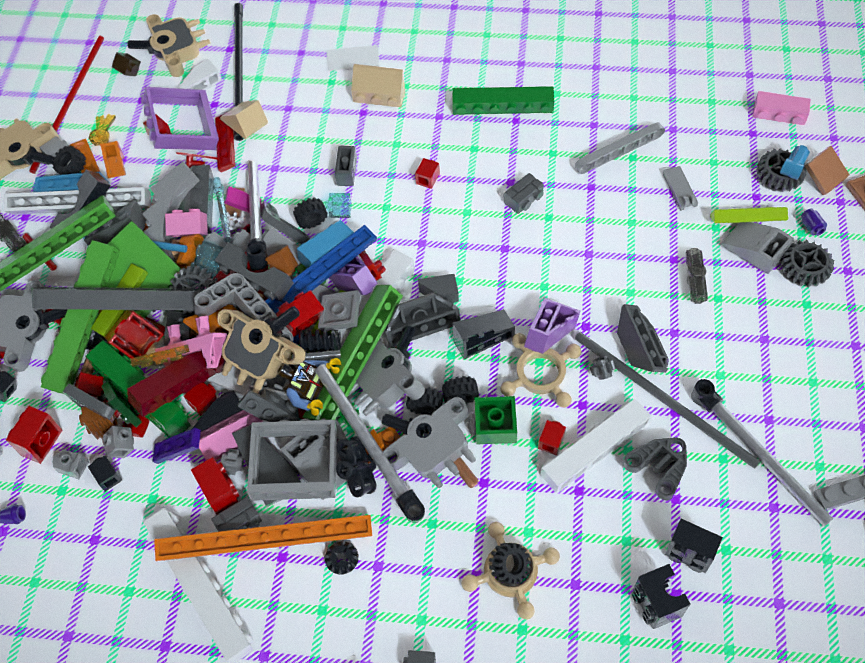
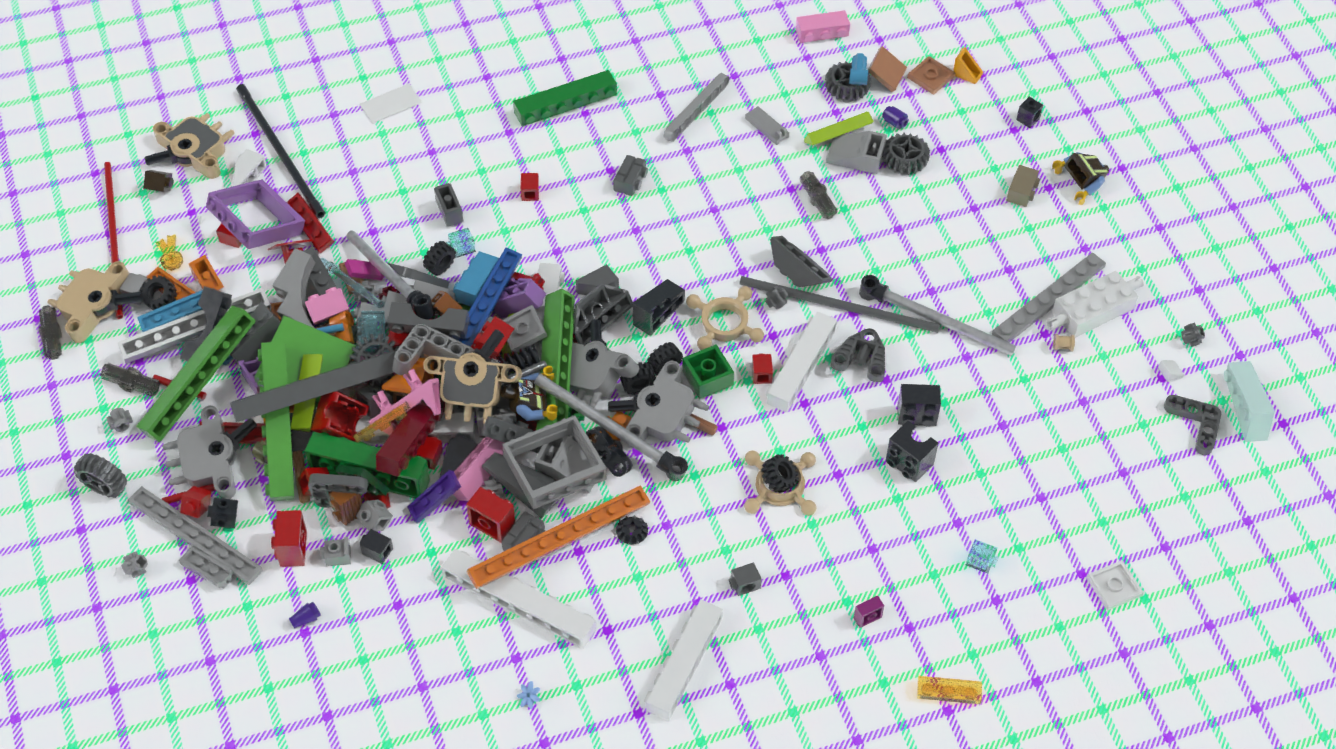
camera: 30 degrees left, 5 degrees down
(246, 118) = (319, 192): tan slope -> none
(378, 85) = (438, 121): tan slope -> none
(551, 325) = (715, 277): medium lavender wedge -> none

